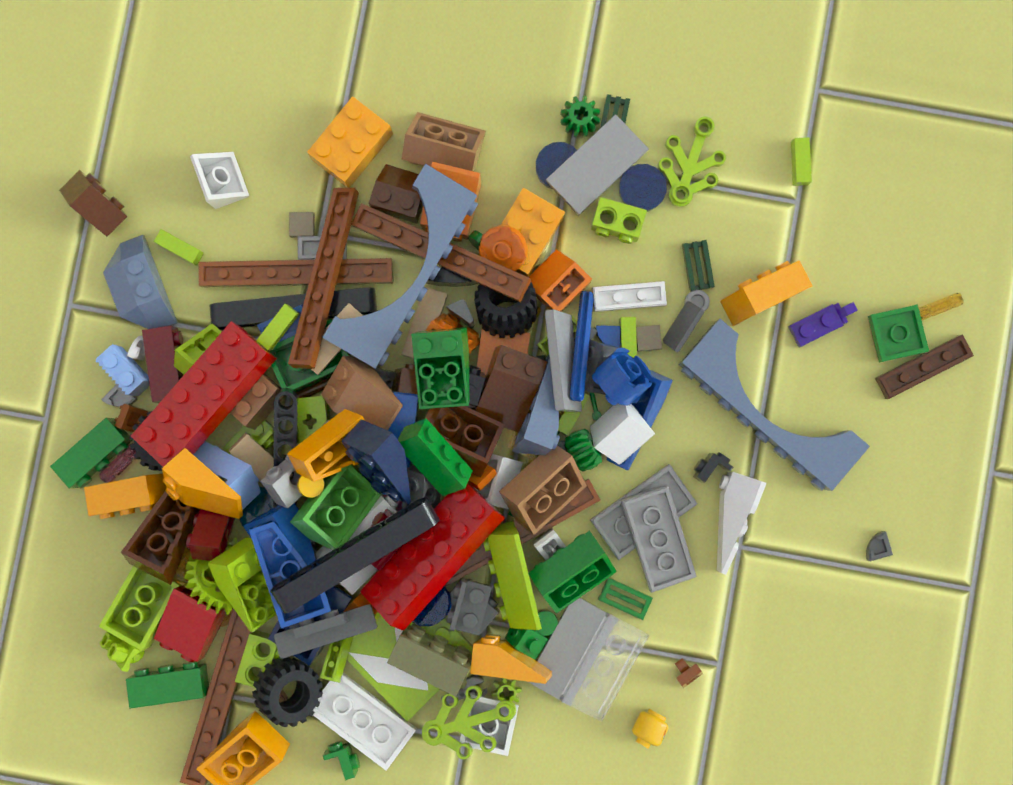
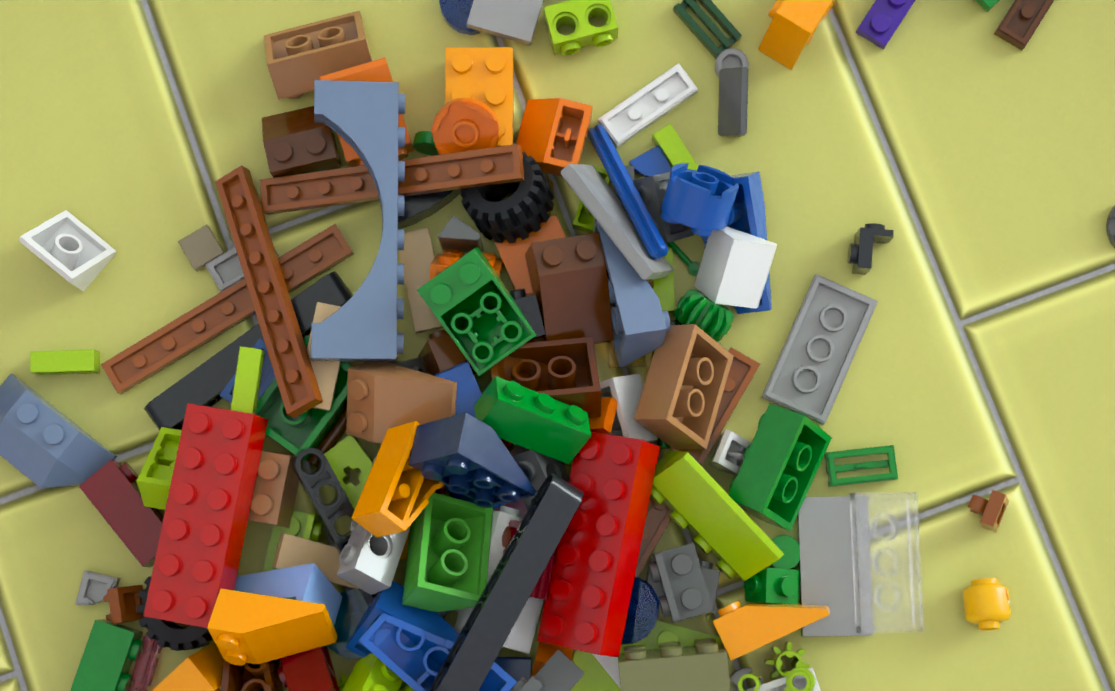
camera: 30 degrees left, 5 degrees down
(123, 370) = (84, 550): light blue brick -> none
(137, 349) = (86, 514): white tile -> none
(309, 488) = (401, 545): yellow tile -> none
(350, 142) = (204, 115): light orange brick -> none
(648, 338) = (701, 140): dark tan tile -> none
(658, 538) = (857, 368): light grey tile -> none
(737, 500) = (921, 267): white wedge -> none
(821, 458) = (799, 129): sand blue arch -> none

